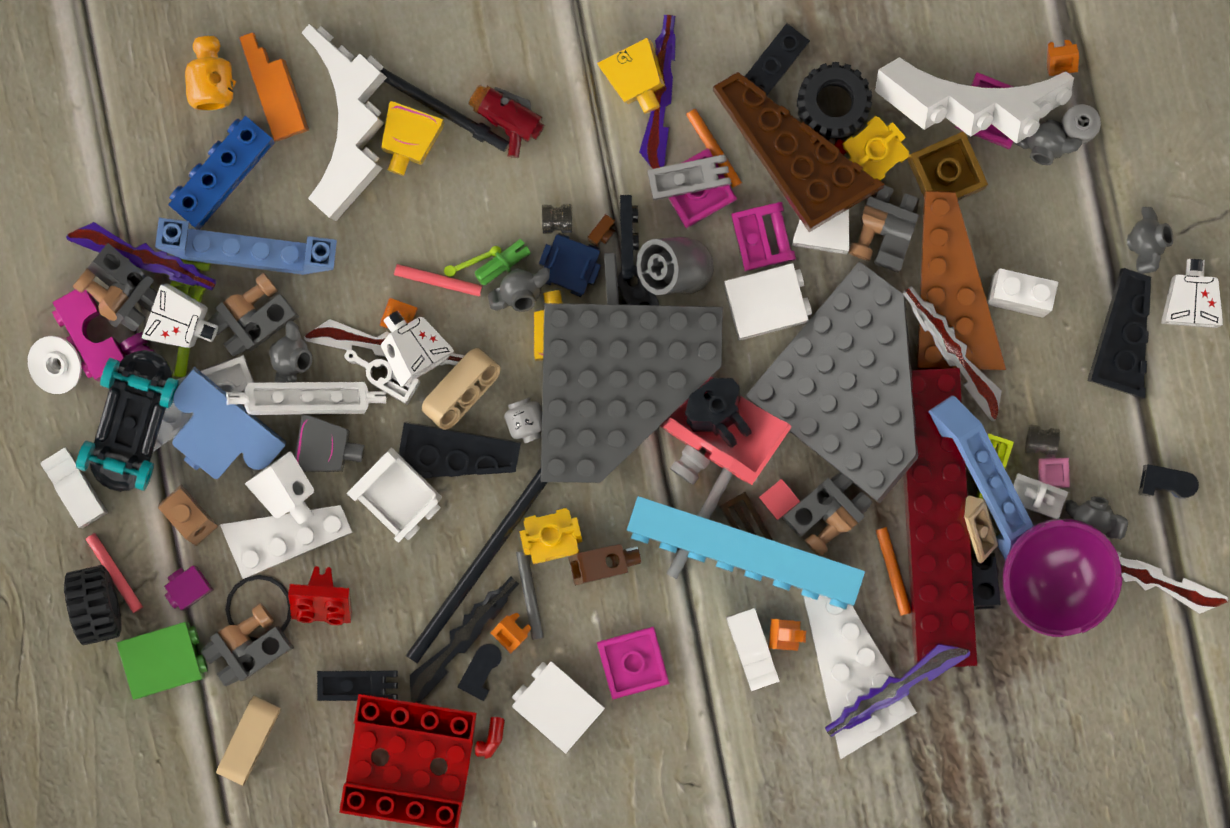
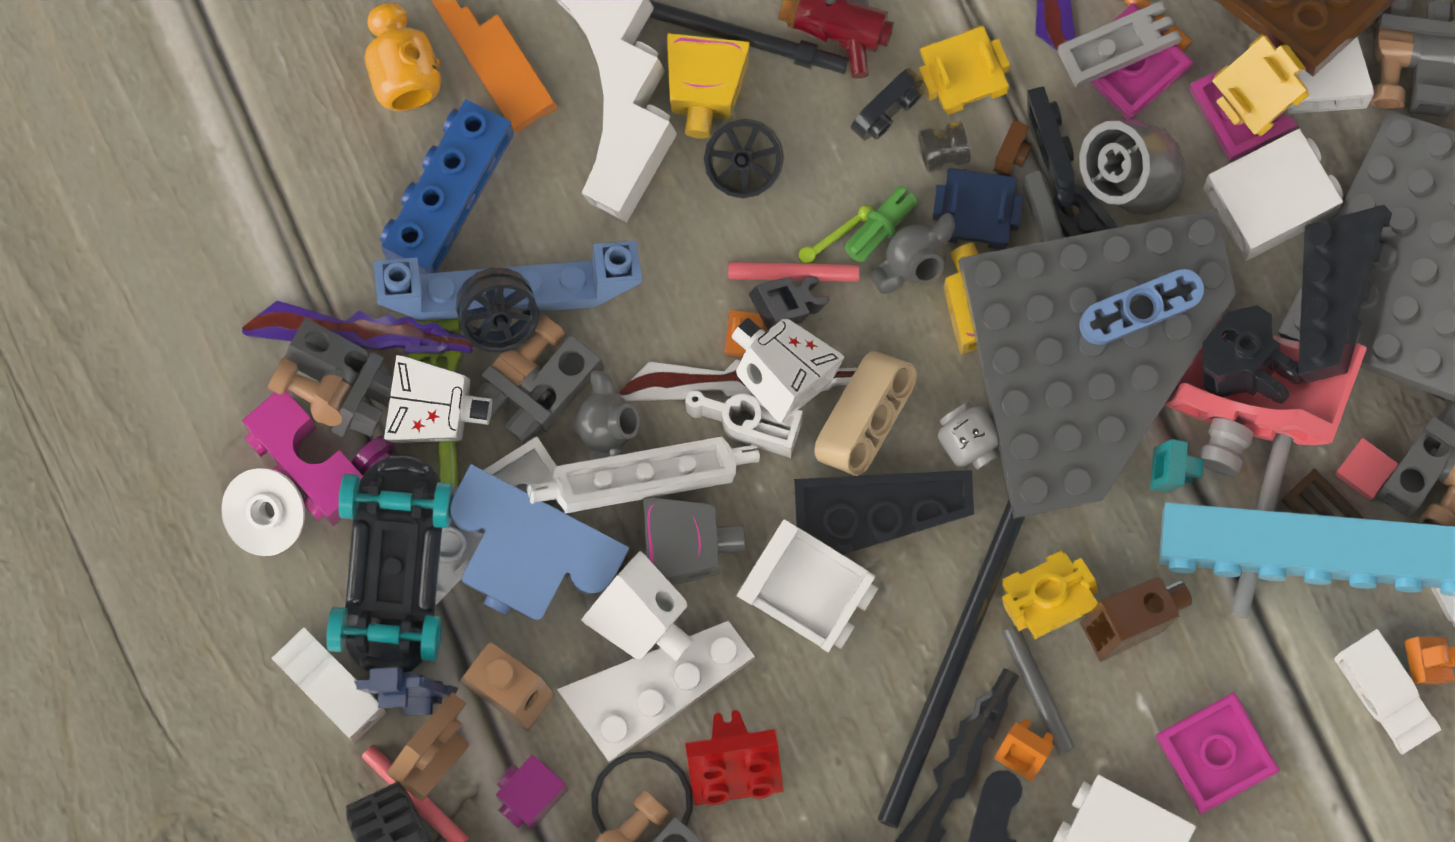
camera: 10 degrees left, 10 degrees down
(120, 507) = (405, 690): none -> dark blue piece
(129, 549) = (431, 750): none -> medium nougat bracket
(233, 268) = (497, 309): none -> black wheel
(421, 197) = (743, 158): none -> black wheel
(425, 303) = (783, 300): none -> black plate
(538, 175) = (877, 115): none -> black plate
(584, 167) = (964, 69): none -> yellow piece
(652, 469) = (1173, 466): none -> teal tile
(677, 367) = (1175, 305): none -> medium blue beam
(773, 229) = (1261, 85): none -> yellow piece
(785, 378) = (1334, 287): none -> black wing

